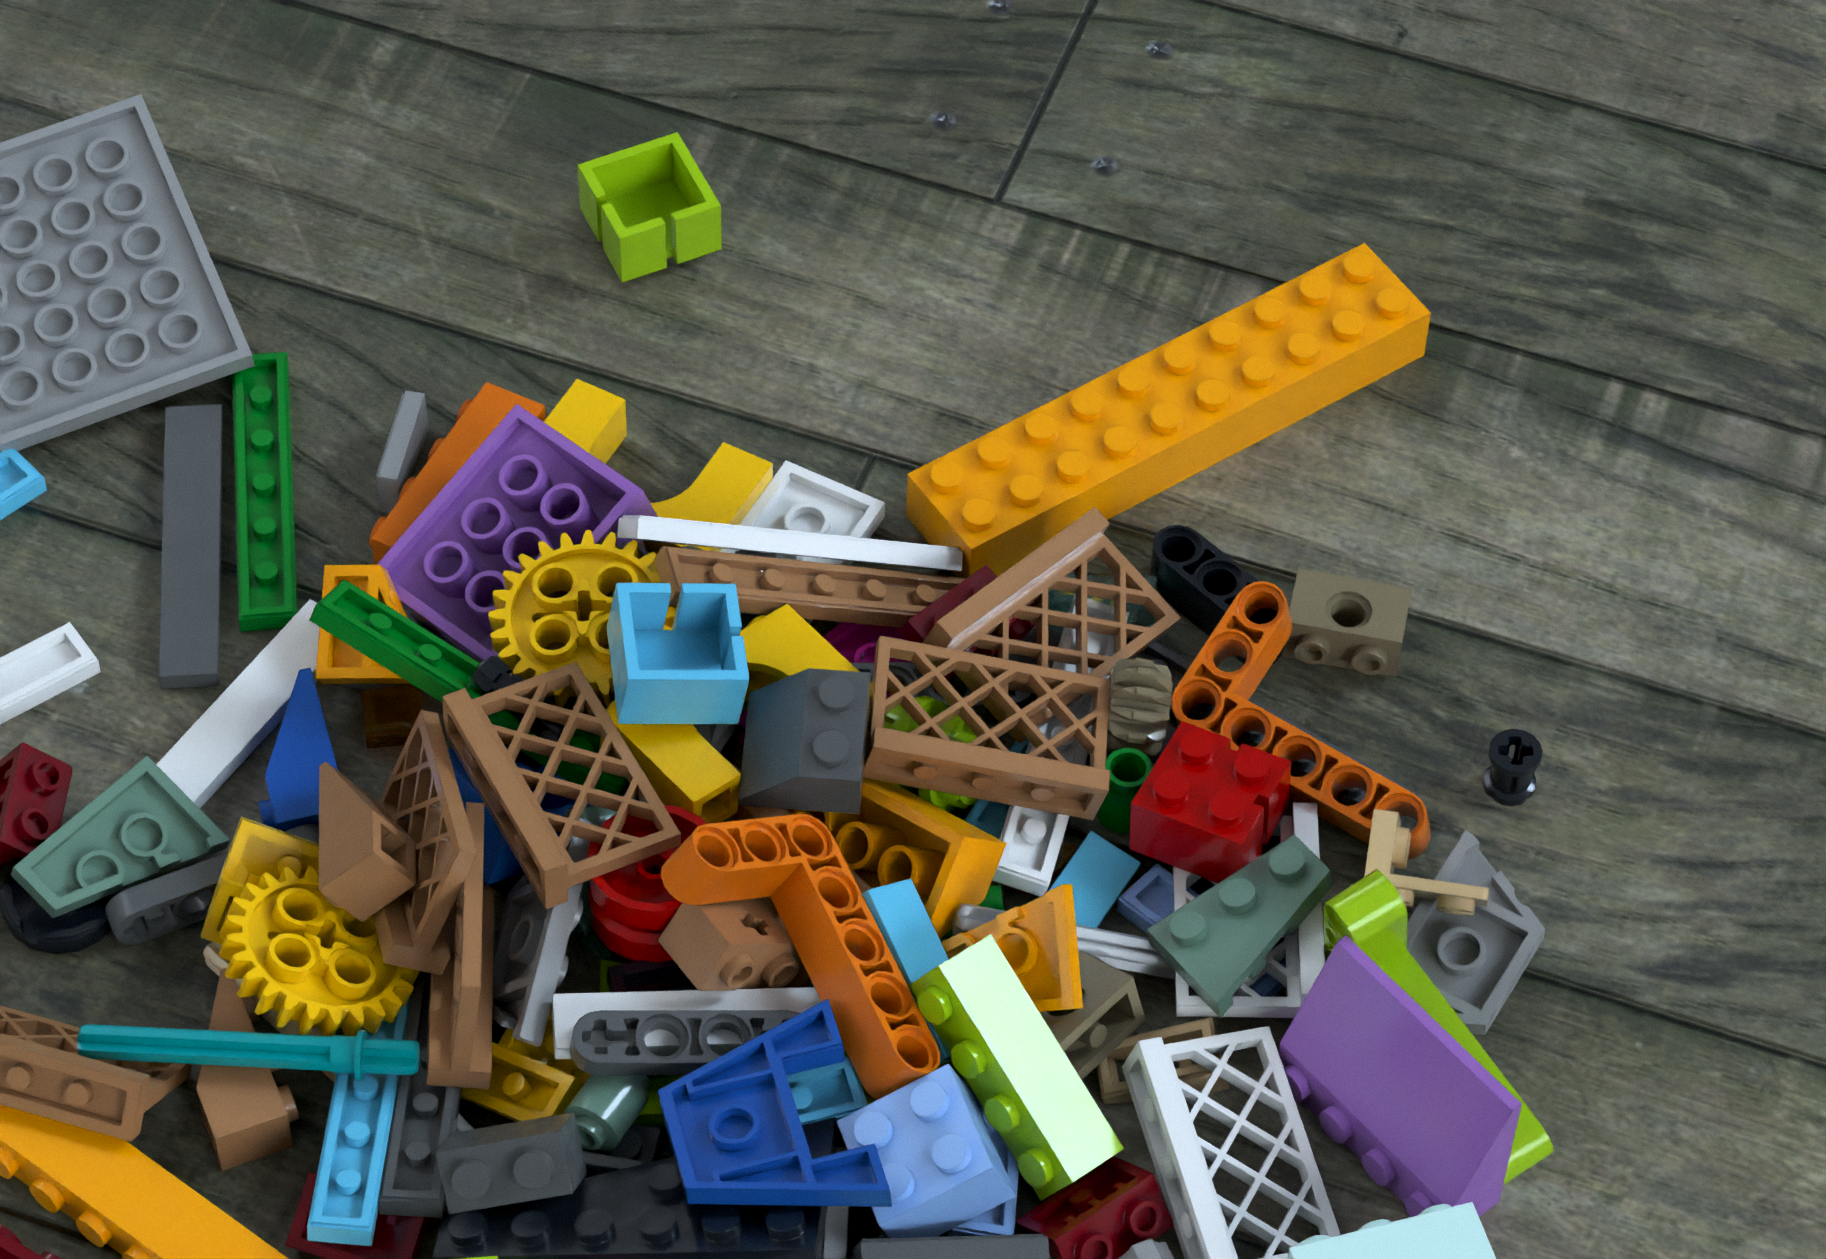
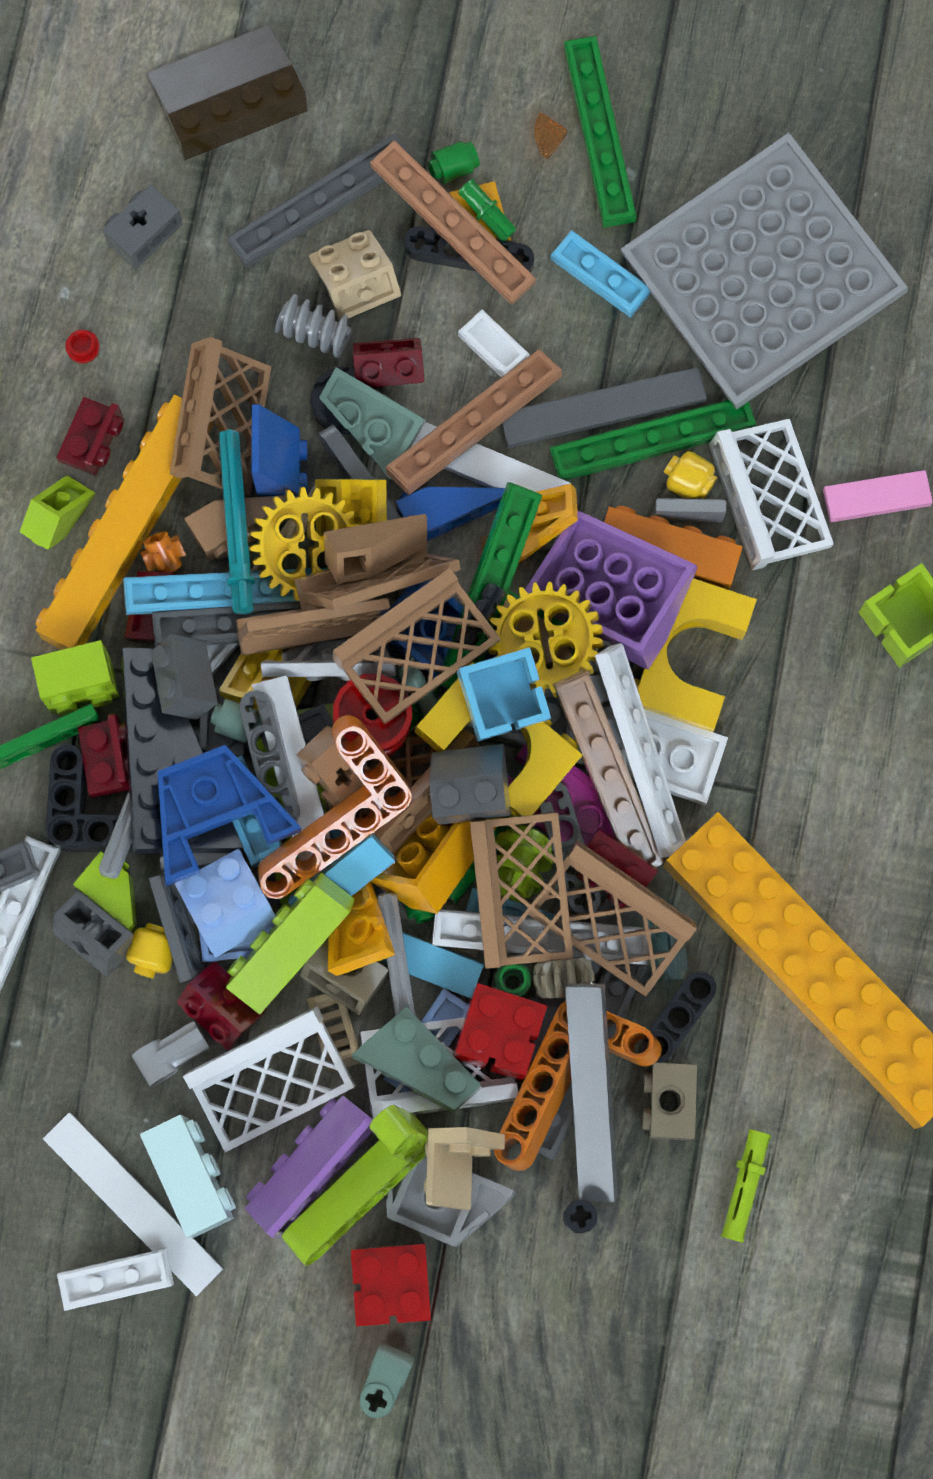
camera: 80 degrees right, 25 degrees up
(144, 980) = (276, 454): none -> blue slope
(168, 706) = (473, 422): none -> nougat tile
(264, 1194) = (163, 552): none -> orange gear
(347, 439) = (690, 476): none -> yellow head
(371, 388) = (742, 493): none -> white fence
(443, 230) = (877, 496): none -> bright pink tile
(1324, 693) = (591, 1092): none -> tile
(1488, 557) = (746, 1185): none -> lime pin
(1593, 1015) = (391, 1284): none -> red piece
(1748, 1065) = (386, 1373): none -> sand green piece

